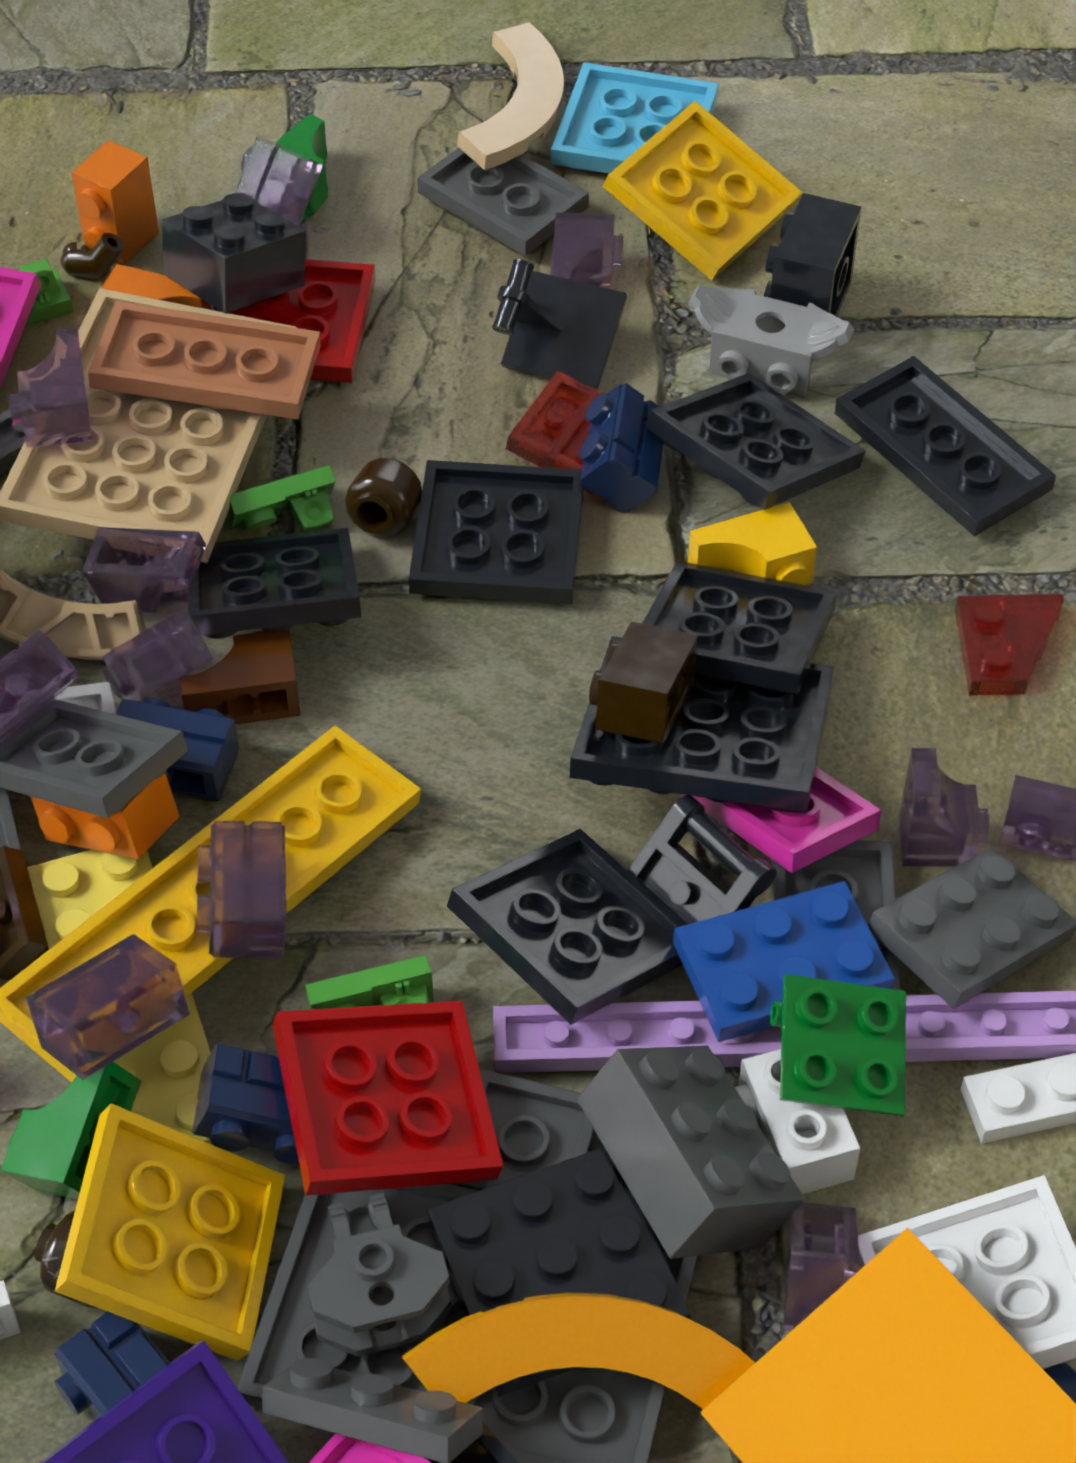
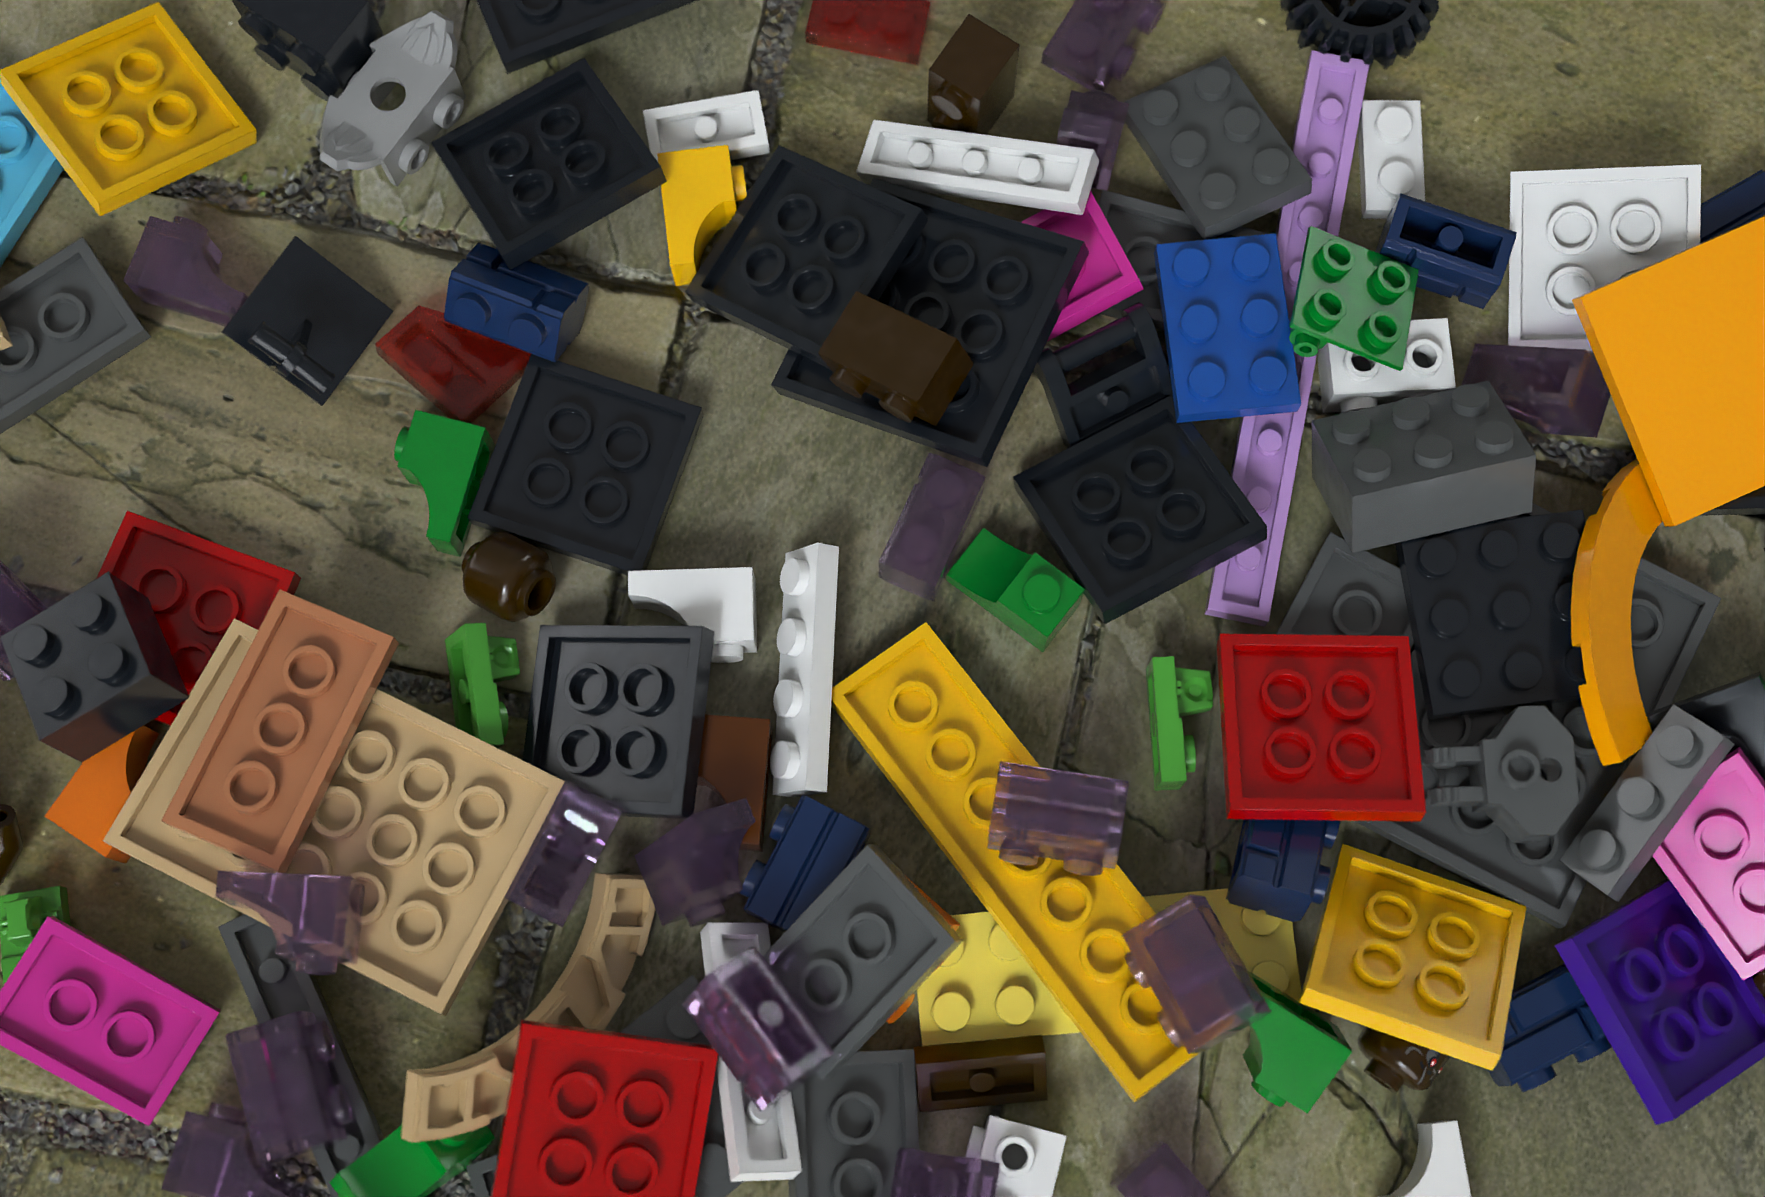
camera: 75 degrees left, 25 degrees up
(377, 703) = (805, 671): none -> white plate
(392, 635) = (704, 597): none -> white arch
(466, 433) = (449, 464): none -> green arch
(468, 849) = (1016, 588): none -> green arch
(510, 773) = (931, 527): none -> clear purple brick
(842, 556) = (709, 122): none -> white plate
(869, 732) = (979, 166): none -> white plate
(936, 1137) = (1448, 248): none -> dark blue brick
(947, 704) = (972, 79): none -> dark brown brick

